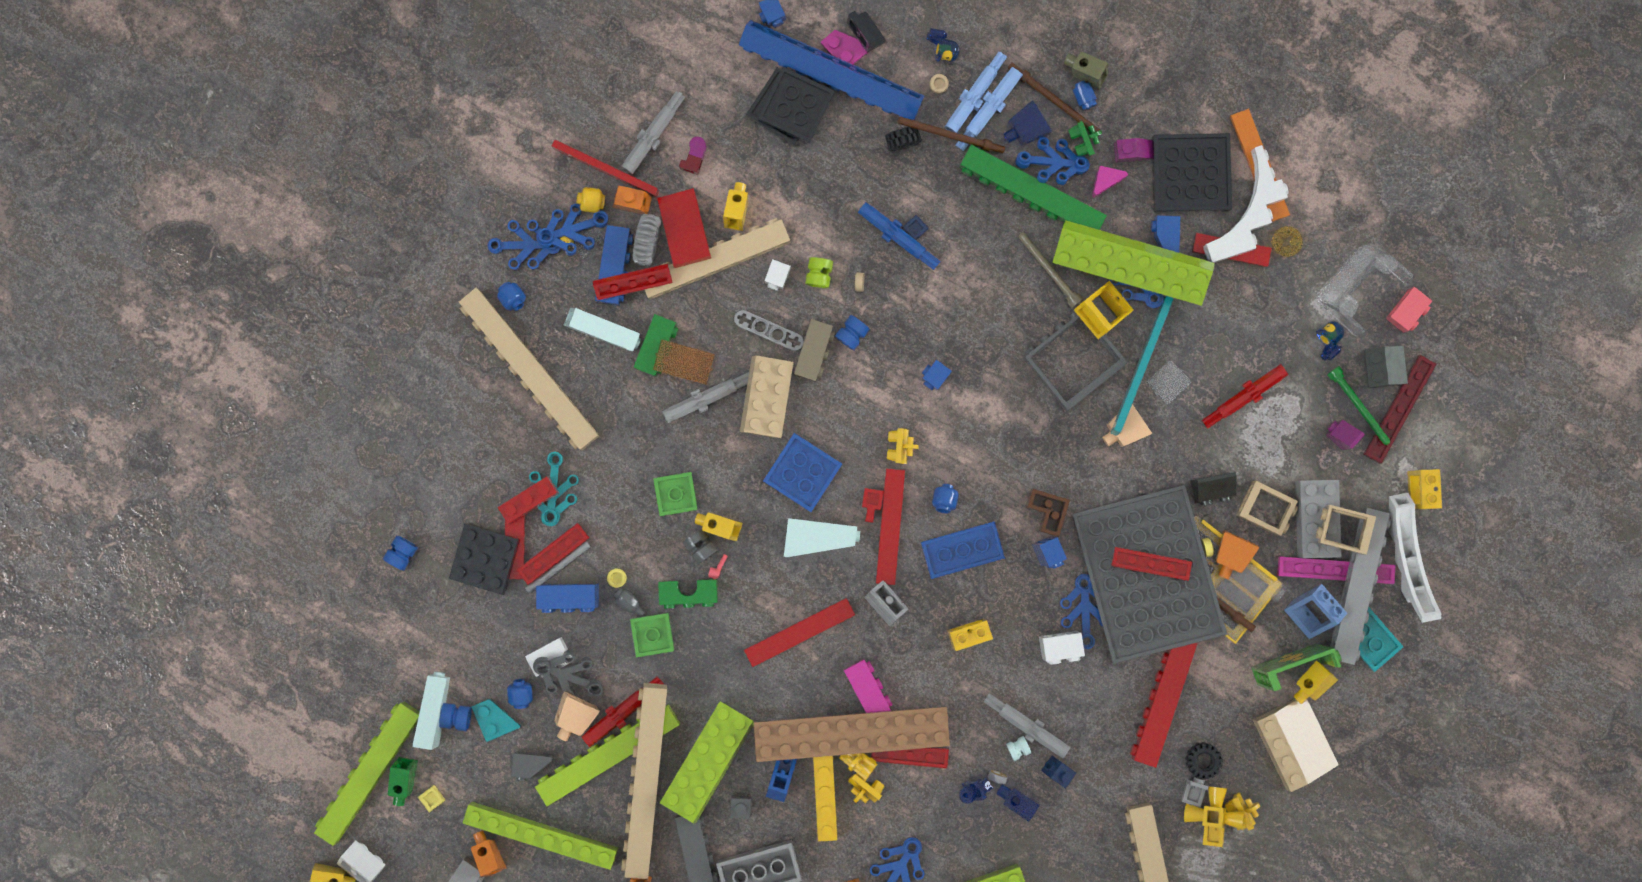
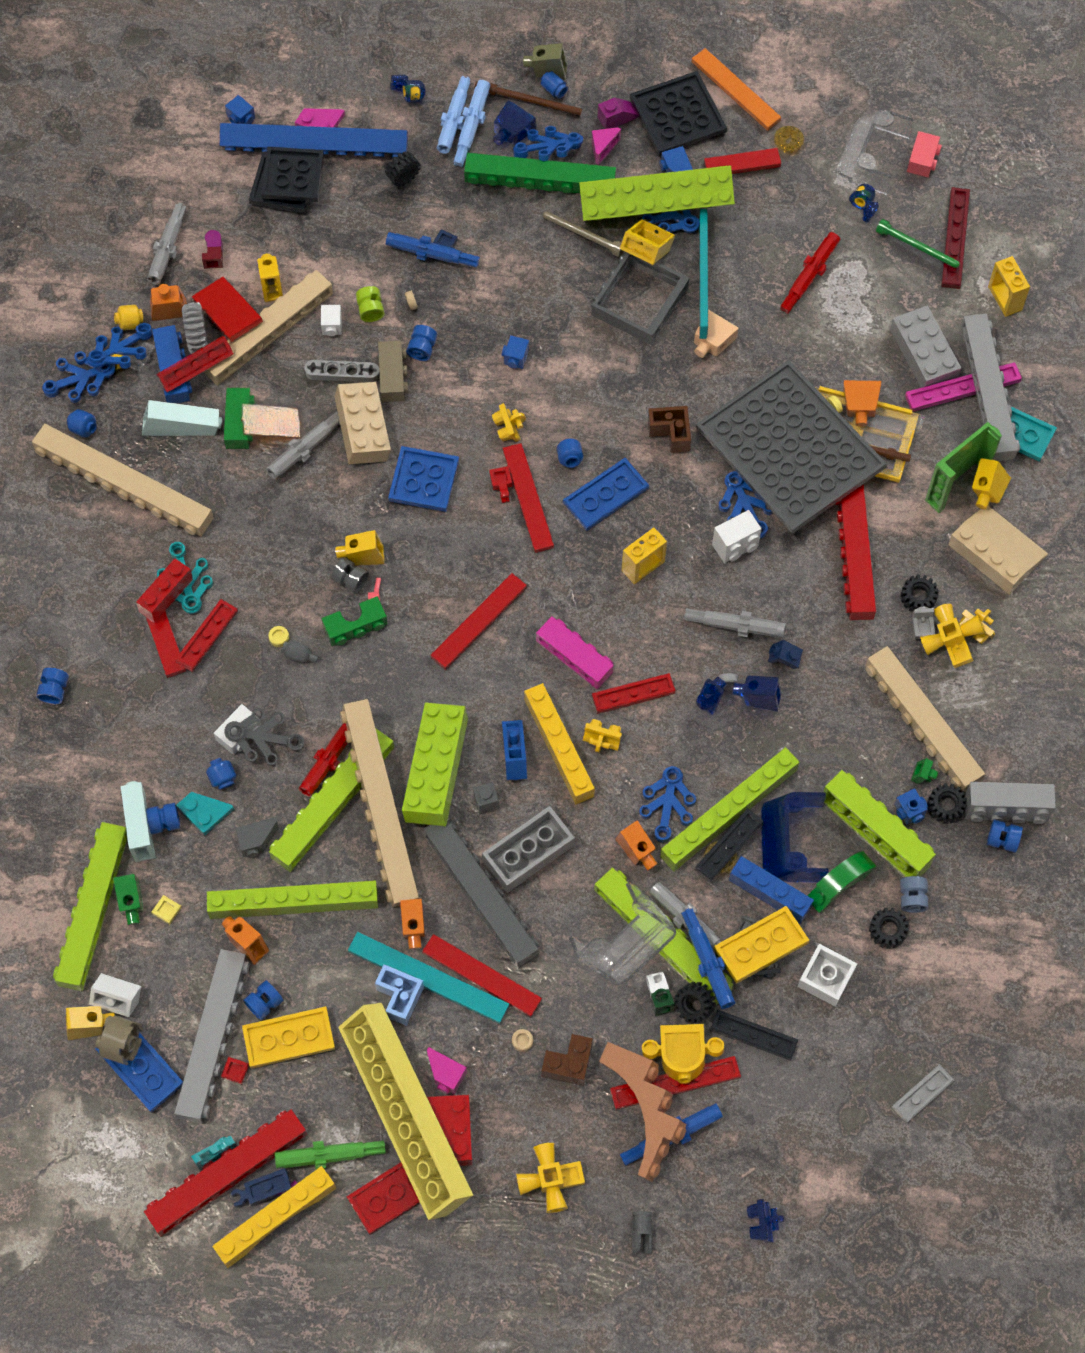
camera: 25 degrees left, 20 degrees down
(484, 559) = (139, 663): black plate -> none
(557, 567) = (216, 647): light grey bar -> none
(567, 597) = (236, 663): blue brick -> none
(574, 715) = (283, 772): light nougat torso -> none
(605, 168) = (123, 286): red tile -> none
(652, 635) = (334, 673): bright green plate -> none
(675, 494) = (307, 540): bright green plate -> none
(812, 537) = (461, 528): light aqua slope -> none
(851, 734) = (566, 683): medium nougat plate -> none
(860, 764) = (585, 710): yellow hips -> none
(865, 30) = (331, 99): black panel -> none
(886, 603) = (552, 560): light grey brick -> none
(939, 84) = (417, 121): tan tile -> none
(984, 144) = (443, 149): reddish brown bar -> none
(1018, 748) = (736, 646): light aqua wheel -> none
(1049, 552) = (687, 450): blue brick -> none
(1086, 147) = (569, 113): green hips -> none
(1151, 564) = (788, 433): red tile -> none
(1168, 382) = (735, 288): clear piece -> none
(1214, 487) = (817, 352): pearl dark grey slope -> none
(1249, 500) = (874, 371): tan window -> none
(1265, 192) = (751, 103): white arch -> none
(1306, 619) = (950, 435): medium blue window -> none
(1344, 434) = (914, 270): magenta slope -> none
(1365, 535) = (949, 322): tan window -> none
(1385, 366) = (923, 205): pearl dark grey slope -> none
(1408, 558) = (1023, 350): white arch -> none

